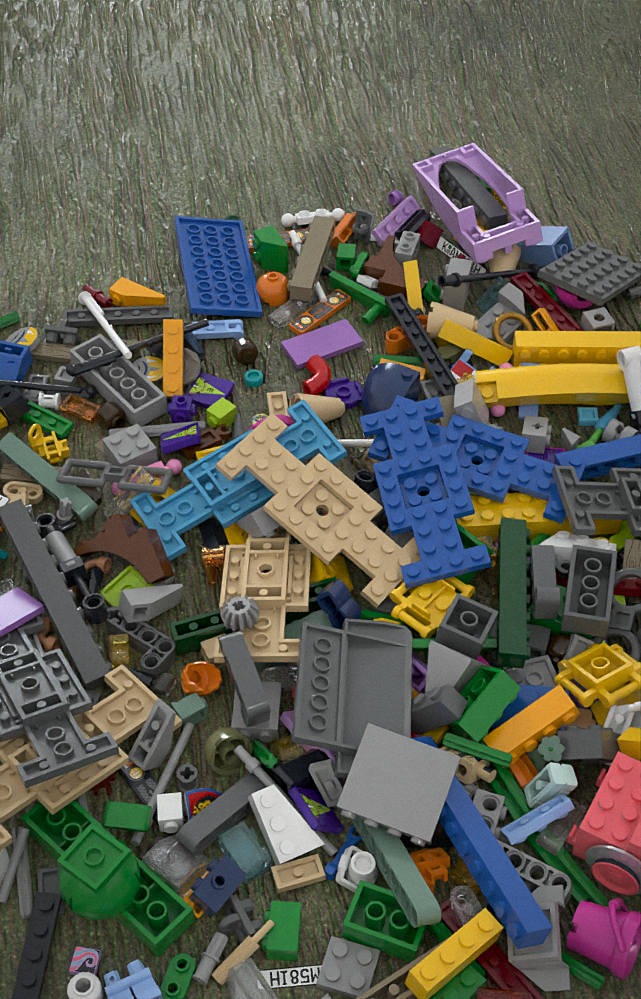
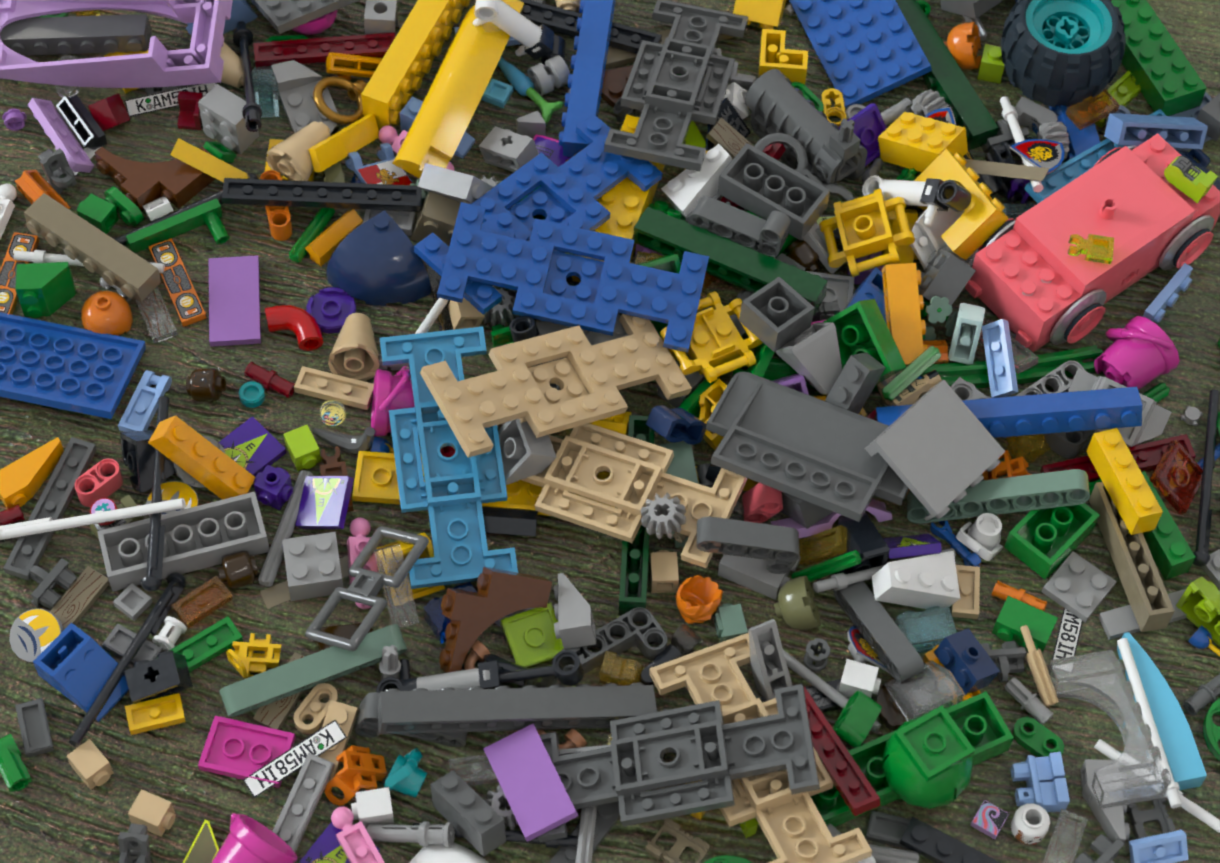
camera: 70 degrees left, 10 degrees up
(84, 803) = (839, 763): none -> dark red plate
(122, 332) = (103, 504): none -> tile
(144, 327) = (96, 479): none -> coral beam
(213, 558) = (546, 526): clear orange piece -> none
(267, 380) = (270, 379): none -> dark red pin
(310, 920) = (1003, 590): none -> orange pin
(328, 785) = (889, 518): light grey plate -> none
(407, 247) = (128, 143): light grey brick -> none
(466, 911) = (1066, 456): clear plate -> none

